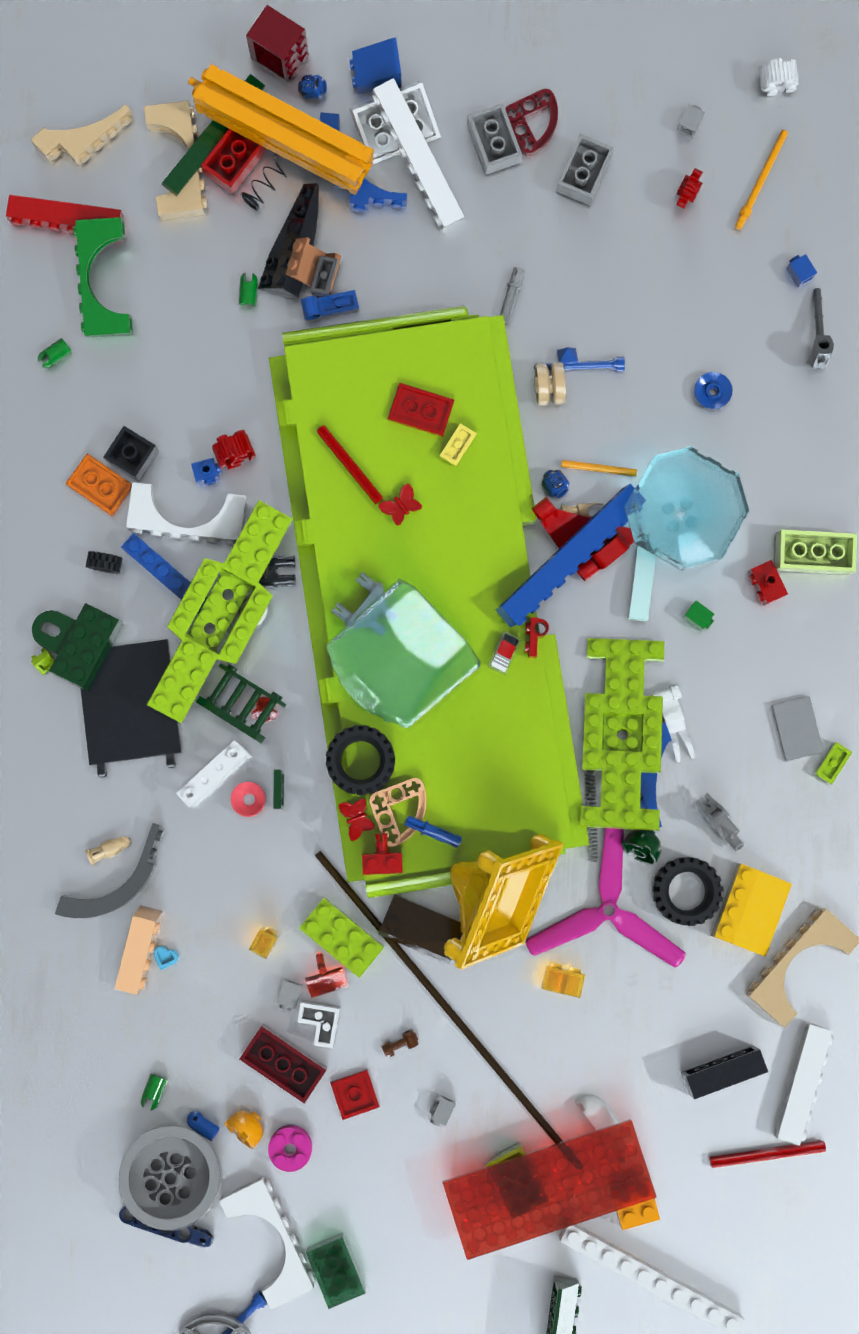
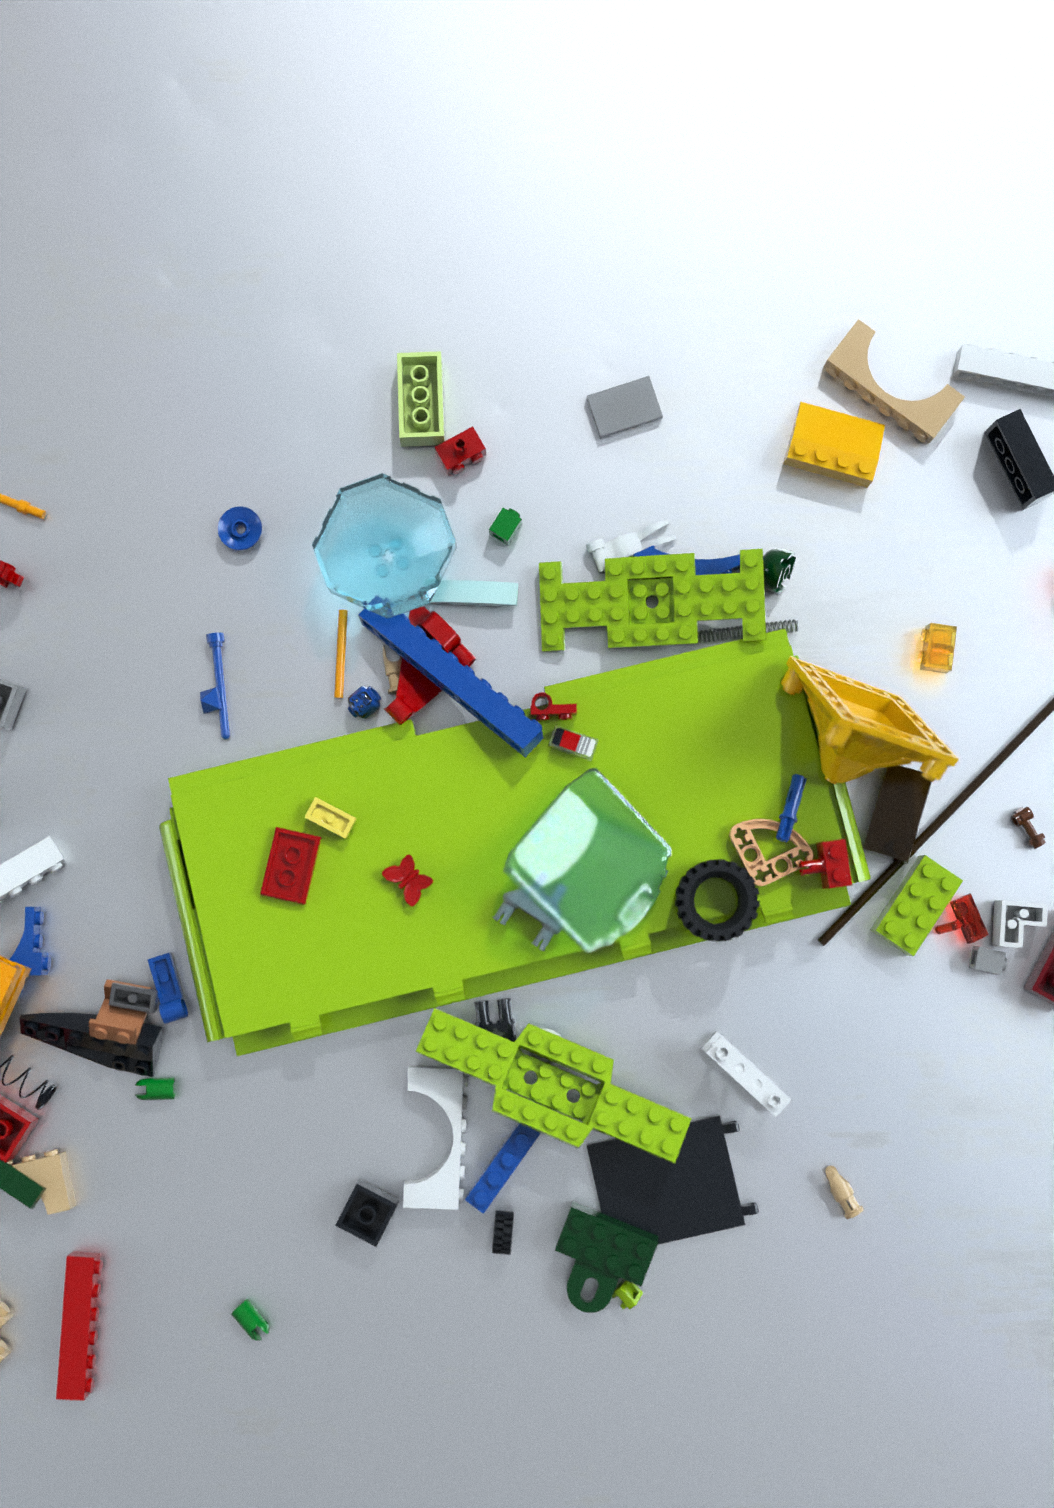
camera: 90 degrees left, 0 degrees up
(88, 908) = (913, 1203): dark grey arch -> none
(91, 239) = (106, 1289): green arch -> none
(99, 484) = (407, 1247): orange tile -> none
(138, 949) = (956, 1143): light nougat wedge -> none
(165, 957) = (959, 1110): medium azure tile -> none
(206, 471) = (382, 1118): blue brick -> none
(225, 711) = (668, 1067): dark green fence -> none
(233, 450) = (354, 1087): red brick -> none
(238, 795) = (780, 1030): coral piece -> none
(260, 705) = (661, 1021): clear red piece -> none
(264, 942) = (933, 994): clear yellow brick -> none
(278, 792) = (754, 995): dark green tile -> none
(349, 464) = (363, 945): red axle -> none
(357, 818) = (783, 898): red piece -> none
(511, 294) = (140, 772): light grey axle -> none
(546, 384) = (246, 717): tan wheel -> none
(590, 919) = (863, 622): dark pink piece -> none
(711, 897) = (837, 493): black tyre -> none
(720, 822) = (741, 483): light grey connector -> none
(801, 270) = (89, 438): blue brick -> none
(823, 344) = (178, 403): dark grey piece -> none
(833, 763) = (660, 364): lime plate -> none

